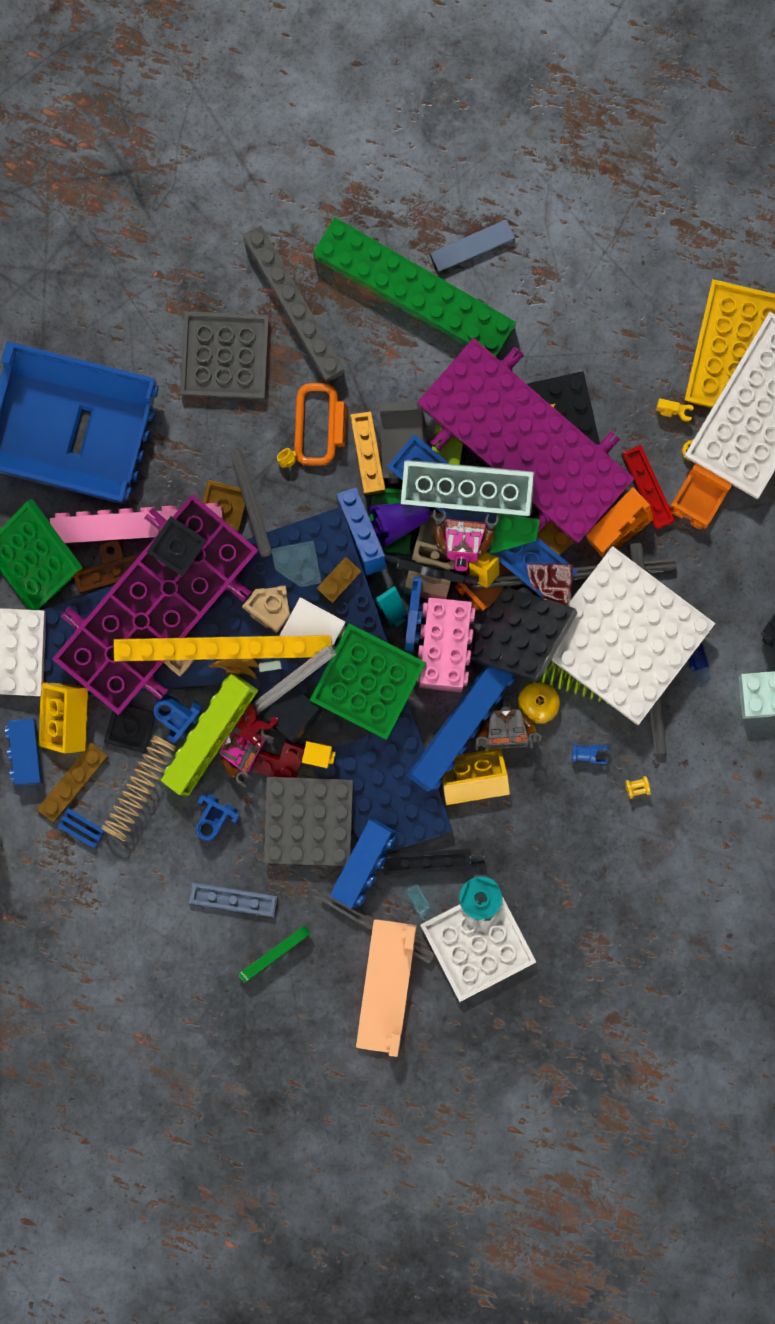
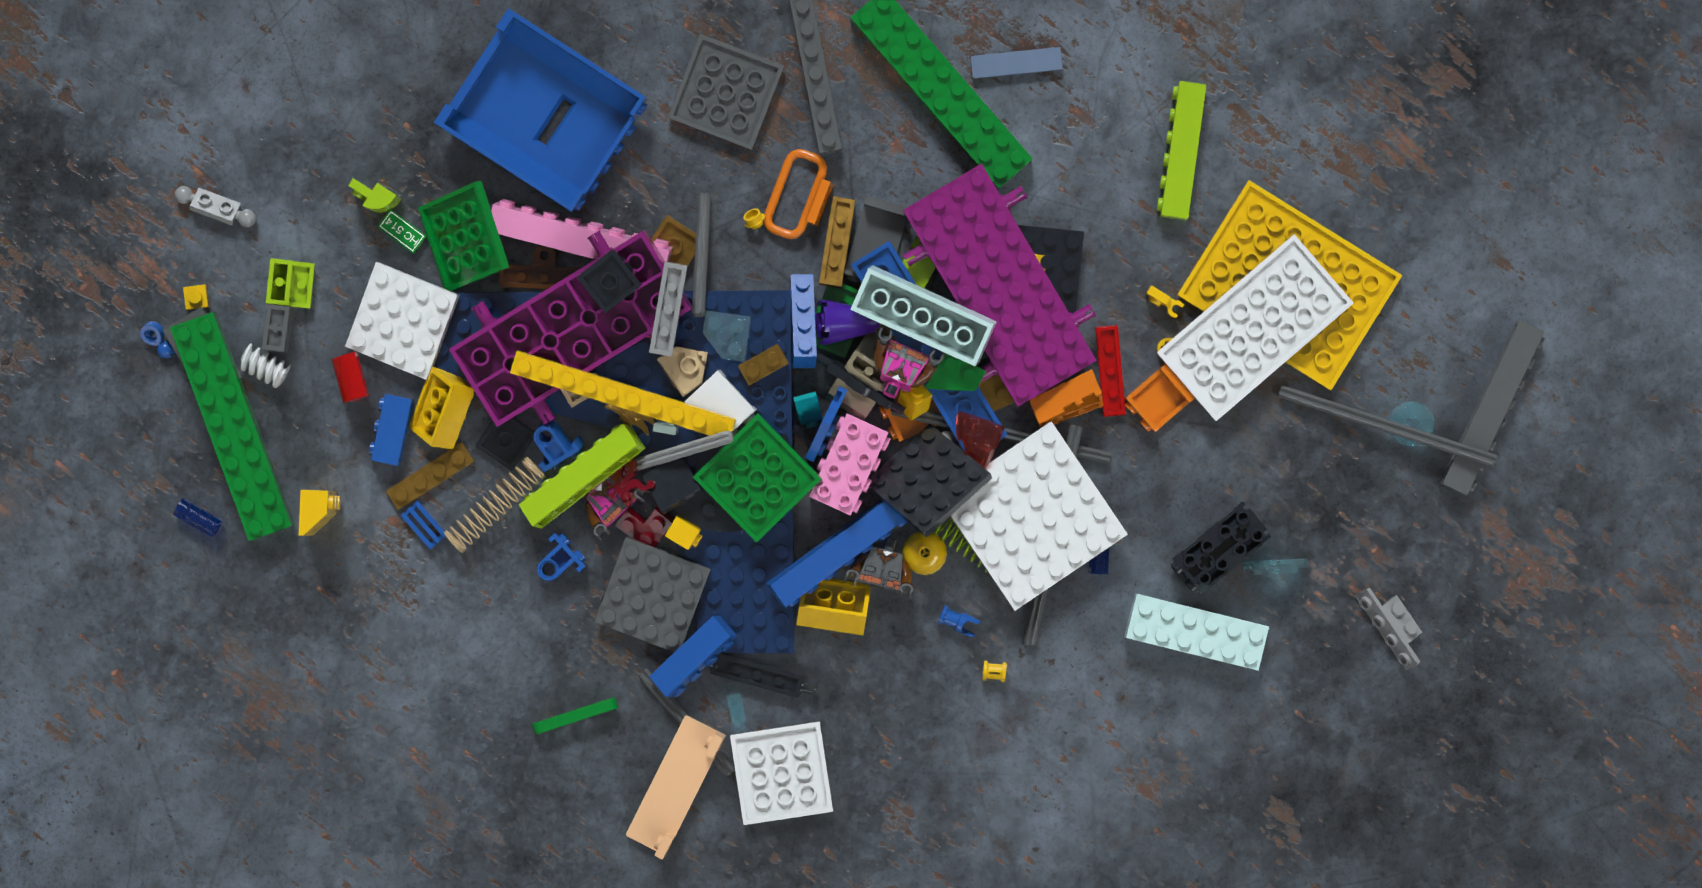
camera: 20 degrees right, 5 degrees up
(233, 899) = (552, 647): sand blue tile -> none
(238, 555) = (668, 309): none -> light grey plate
(469, 903) = (800, 742): teal plate -> none
(645, 273) = (1183, 149): none -> lime brick

